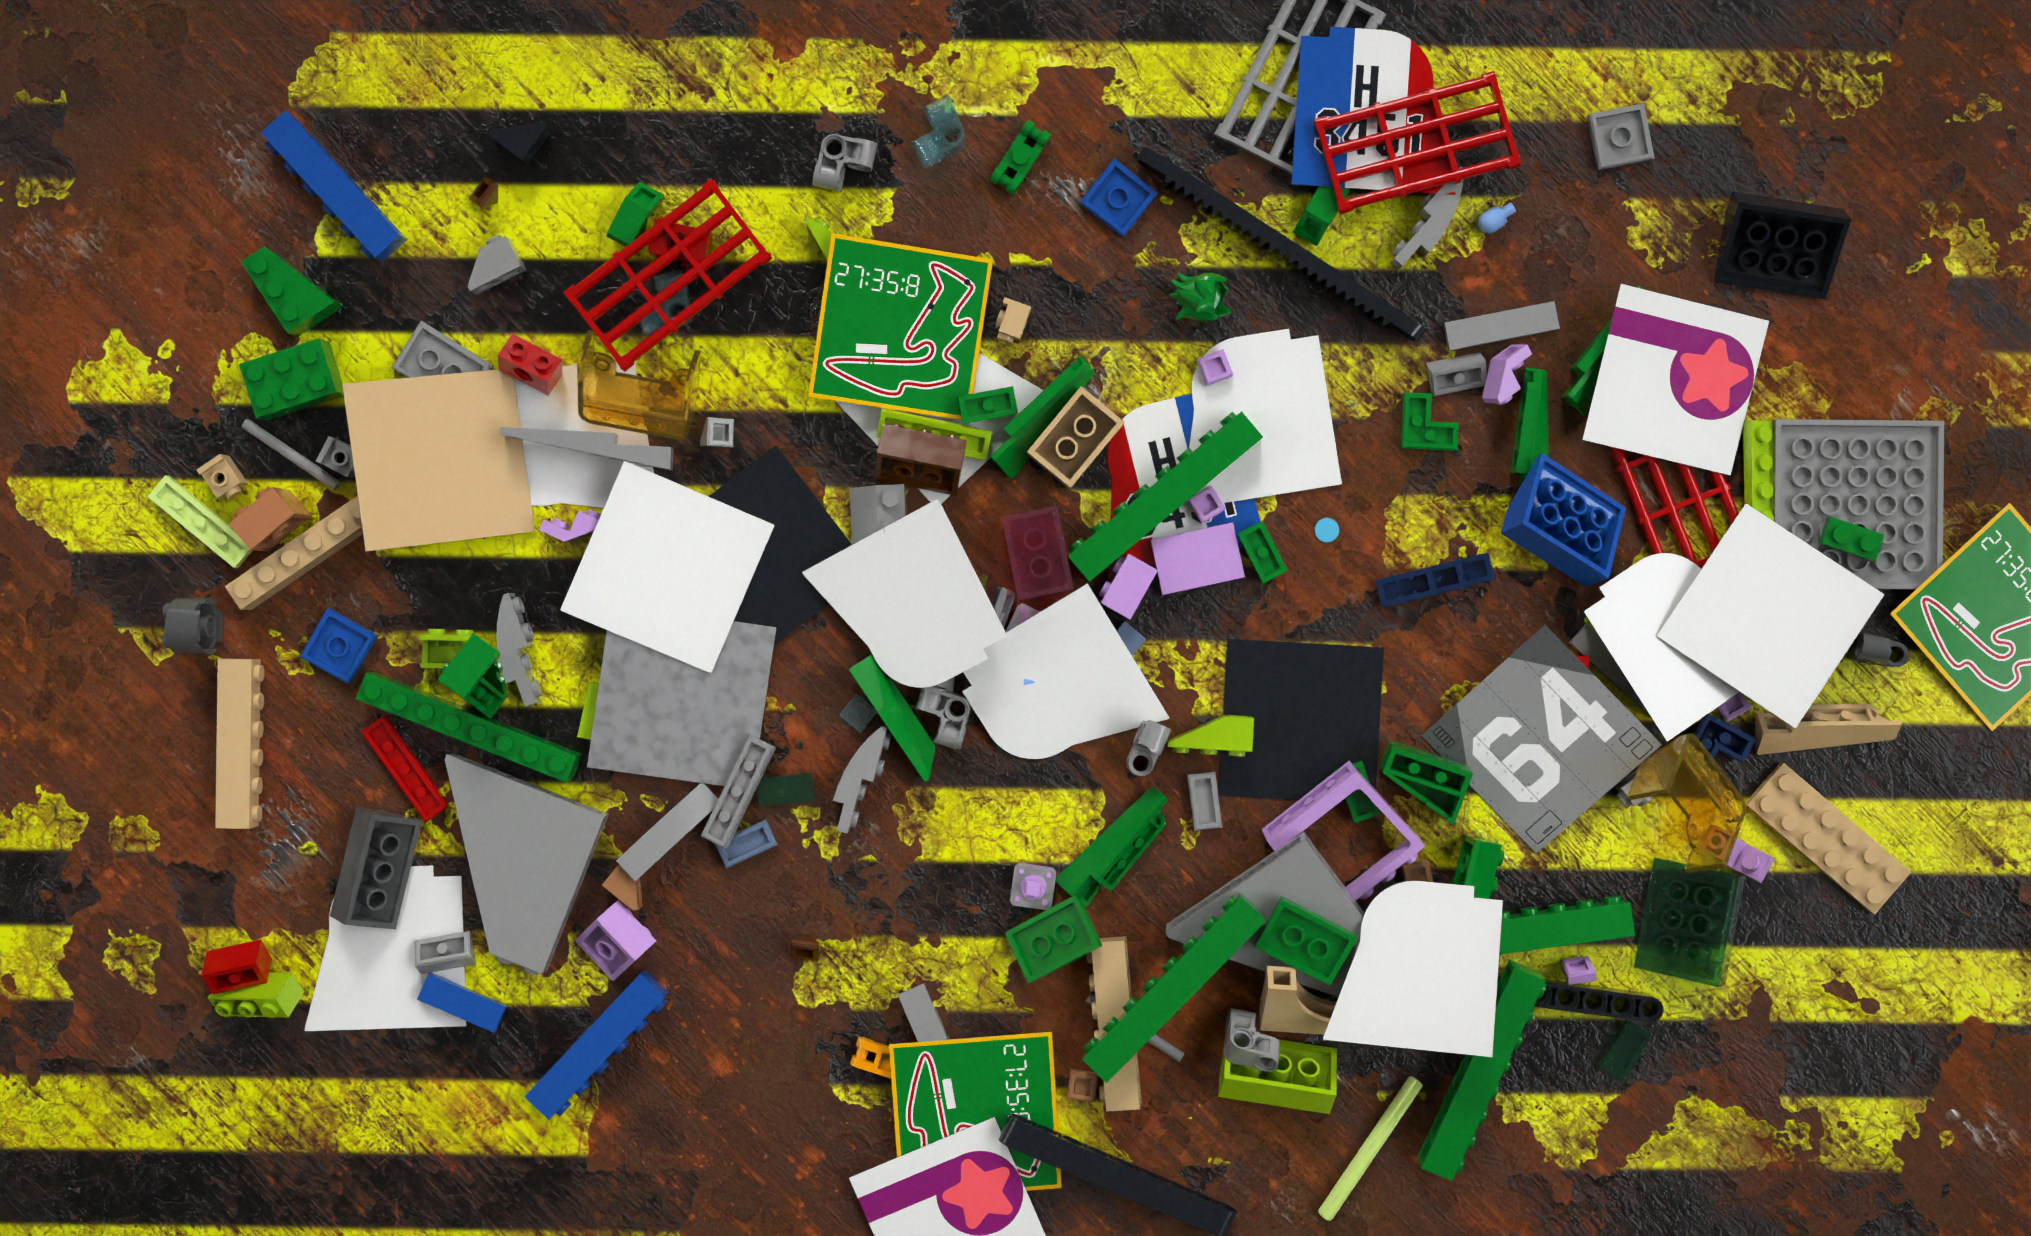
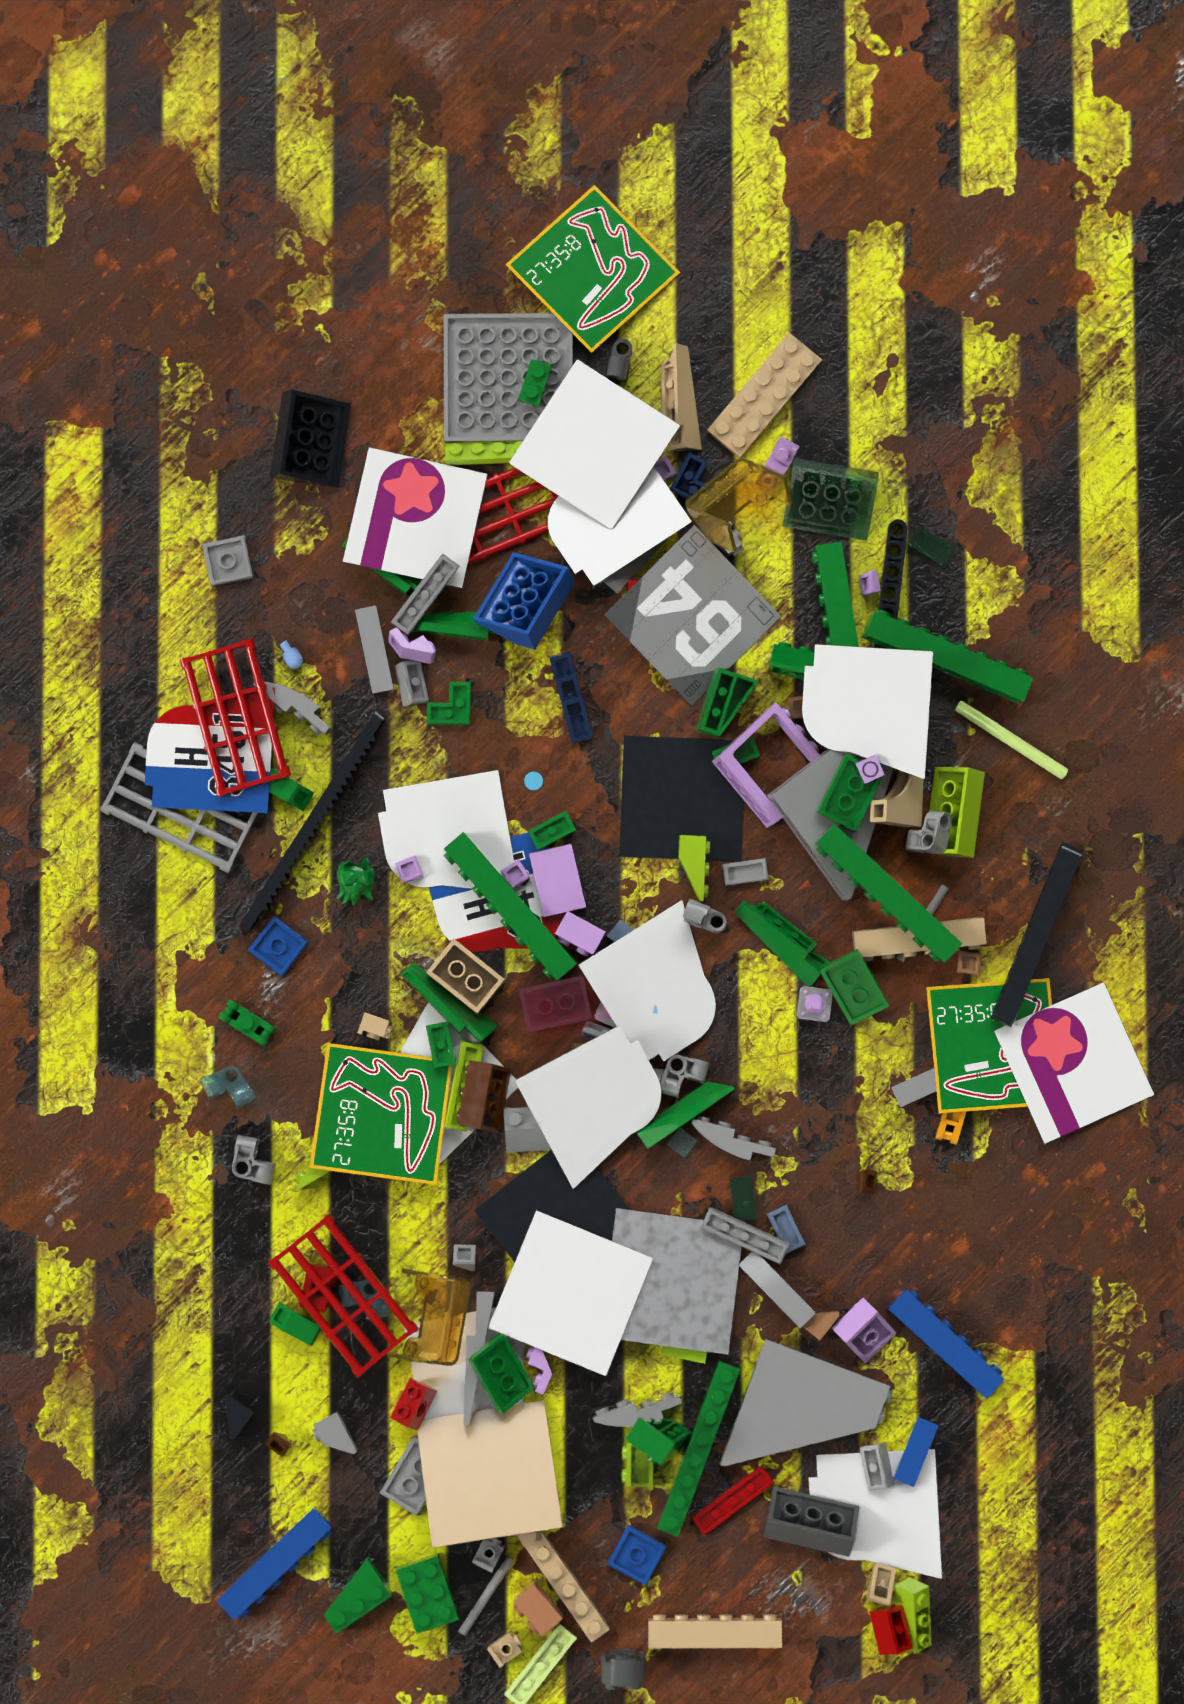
camera: 90 degrees left, 5 degrees down
(294, 955) = (881, 1584): none -> tan slope
(566, 476) = (501, 1373): none -> green plate
(1337, 968) = (870, 769): none -> lavender tile
(1576, 391) = (425, 593): none -> light grey tile

